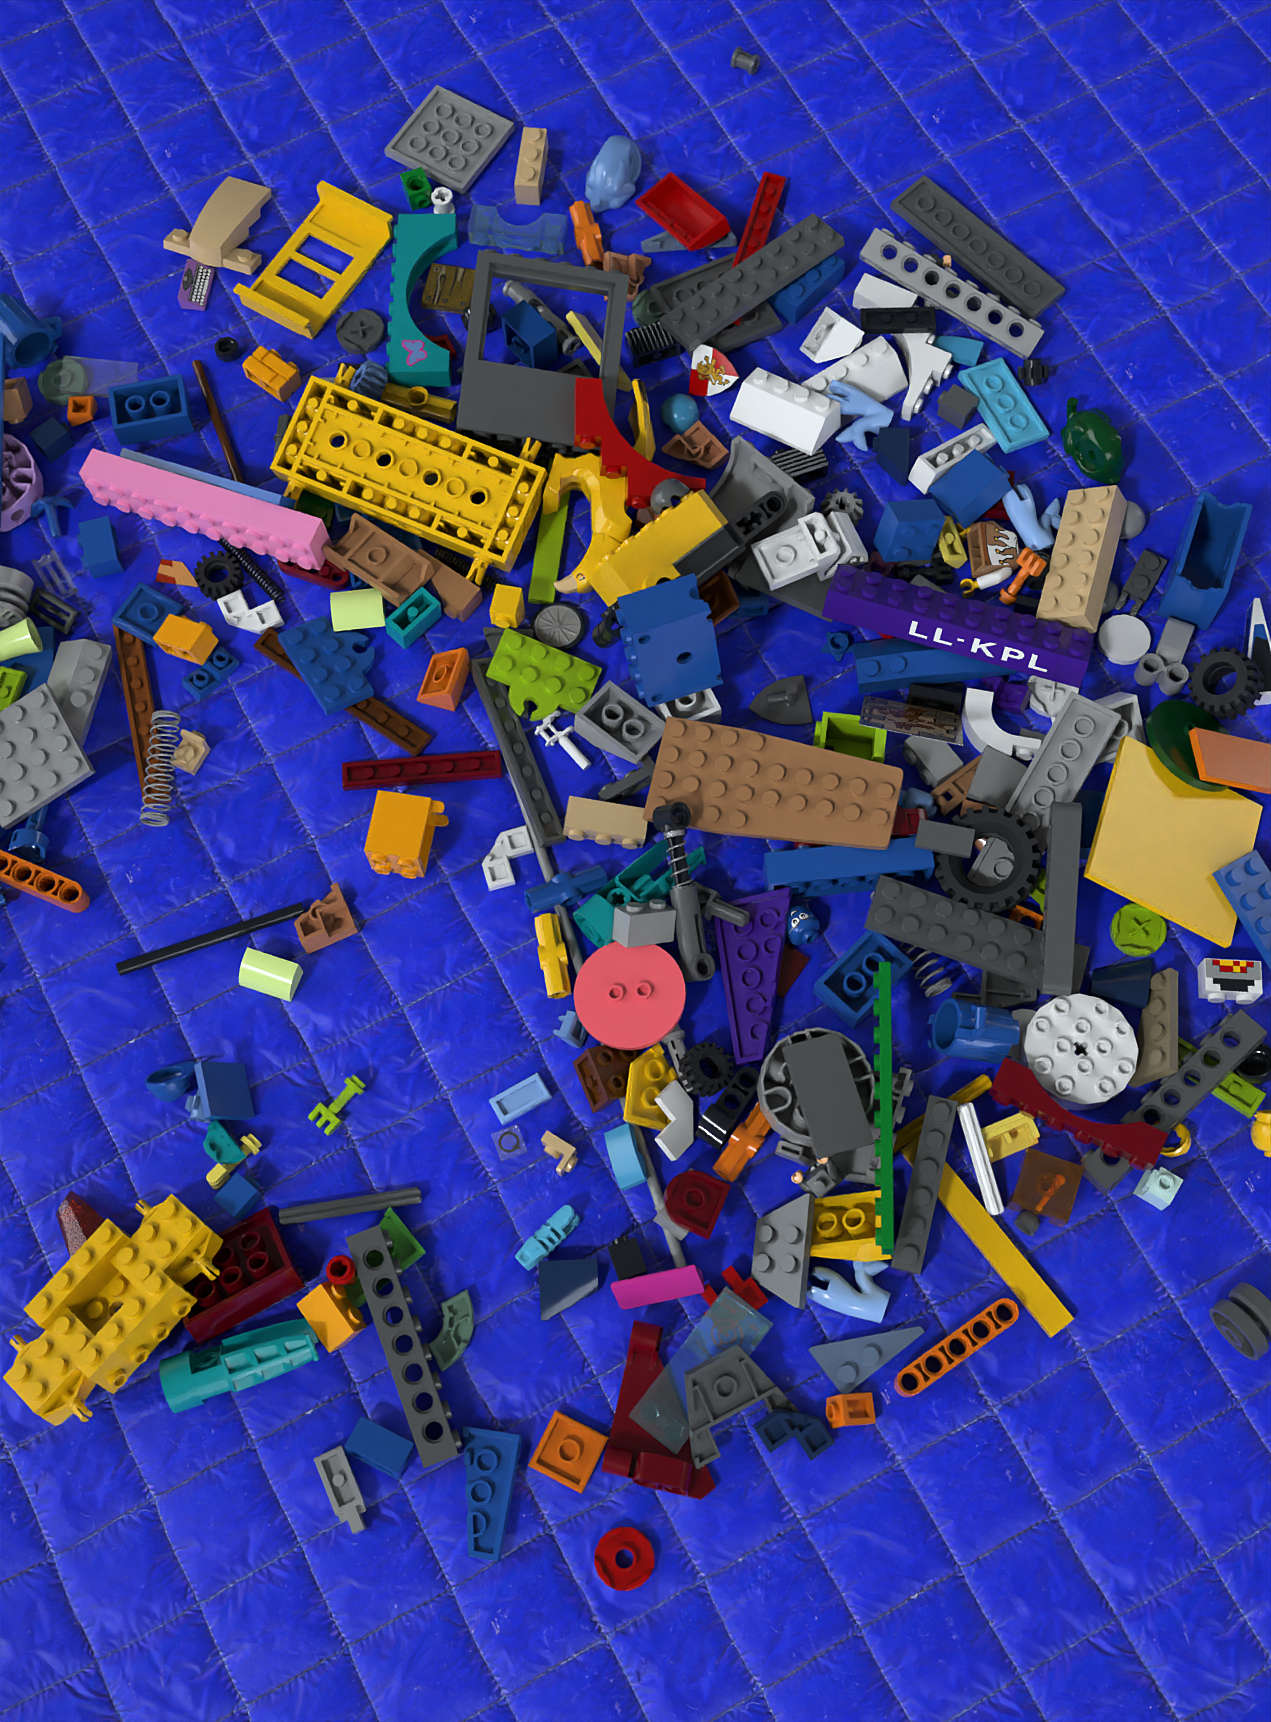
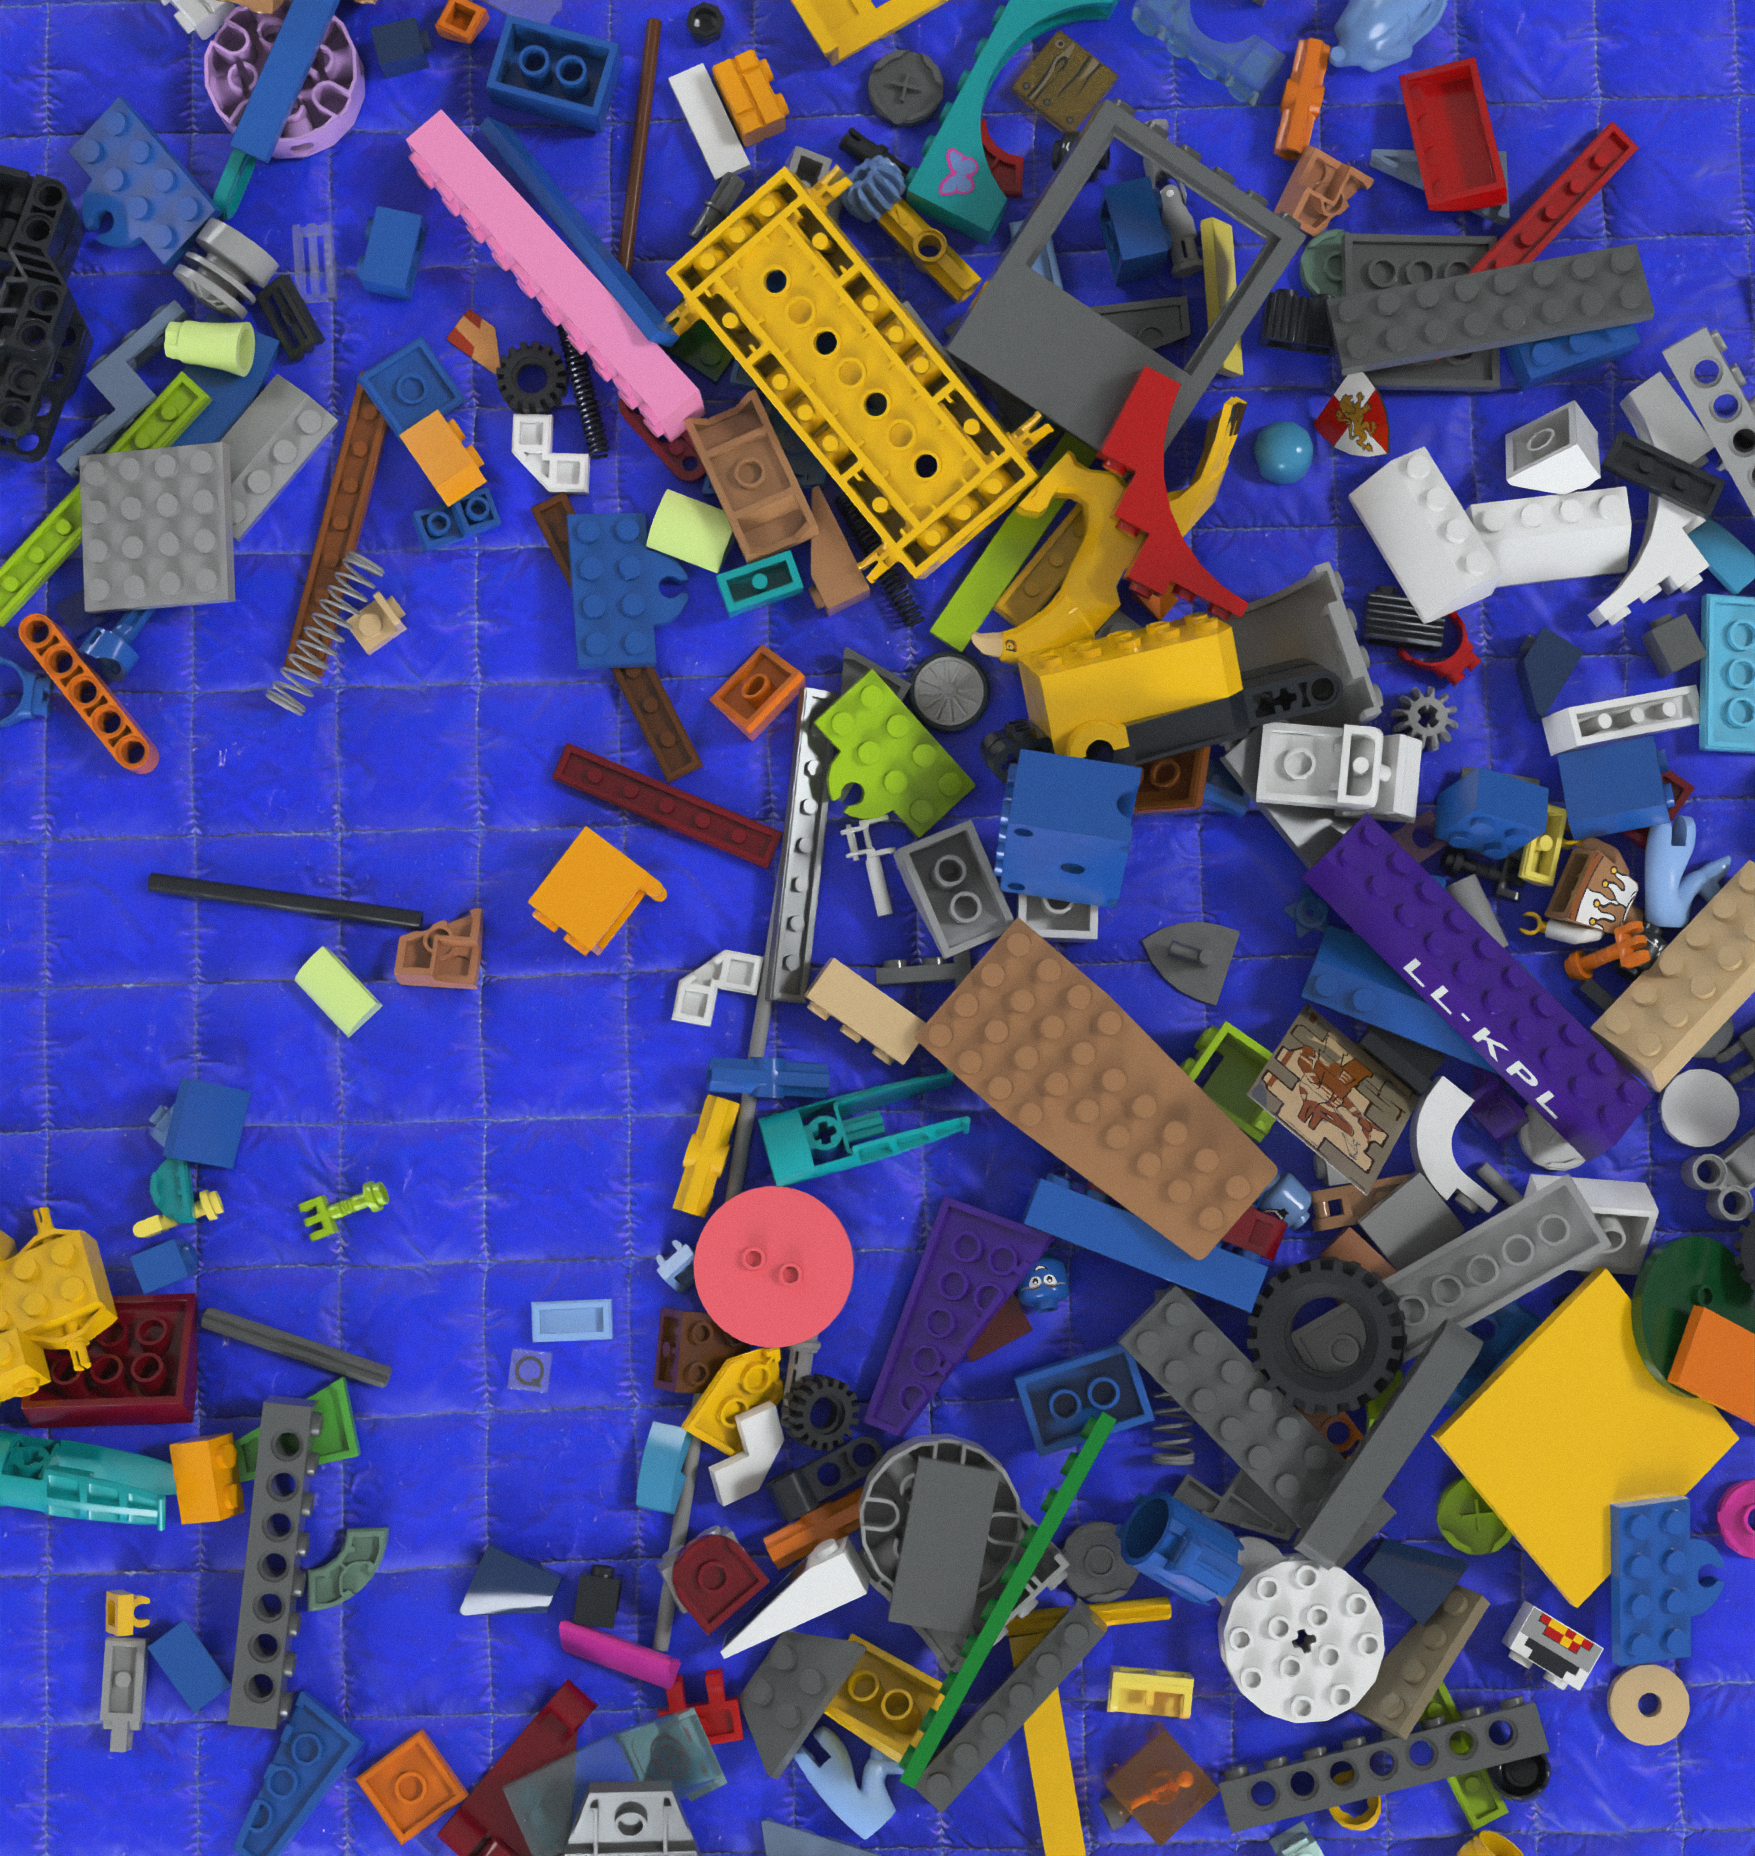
camera: 25 degrees right, 15 degrees up
(49, 504) = (351, 153): blue plant -> none
(171, 1081) = (149, 1070): blue hat -> none
(254, 398) = (709, 122): none -> white tile
(316, 1437) = (120, 1612): none -> yellow tile
(341, 1270) = (232, 1438): red cone -> none
(507, 606) = (888, 641): yellow slope -> none
(548, 1237) = (515, 1517): medium azure hinge -> none
(557, 1147) = (586, 1412): tan bracket -> none
(578, 535) = (1043, 572): none -> yellow tile
(644, 923) = (837, 1187): light grey brick -> none
(664, 492) = (1180, 604): dark grey hair -> none
(694, 960) = (880, 1261): piece -> none
(698, 447) = (1280, 519): nougat slope -> none
(712, 905) = (938, 1193): dark grey connector -> none
(761, 1174) = (817, 1585): none -> white slope
(819, 1178) = (880, 1633): dark grey piece -> none
(840, 475) = (1453, 666): none -> red helmet
(859, 403) = (1533, 573): light blue piece -> none
(932, 1074) = (1096, 1563): none -> flat silver tile
(944, 838) = (1283, 1285): dark grey tile -> none
(980, 1158) = (1099, 1707): white axle -> none
(1132, 1141) = (1295, 1796): dark red arch -> none

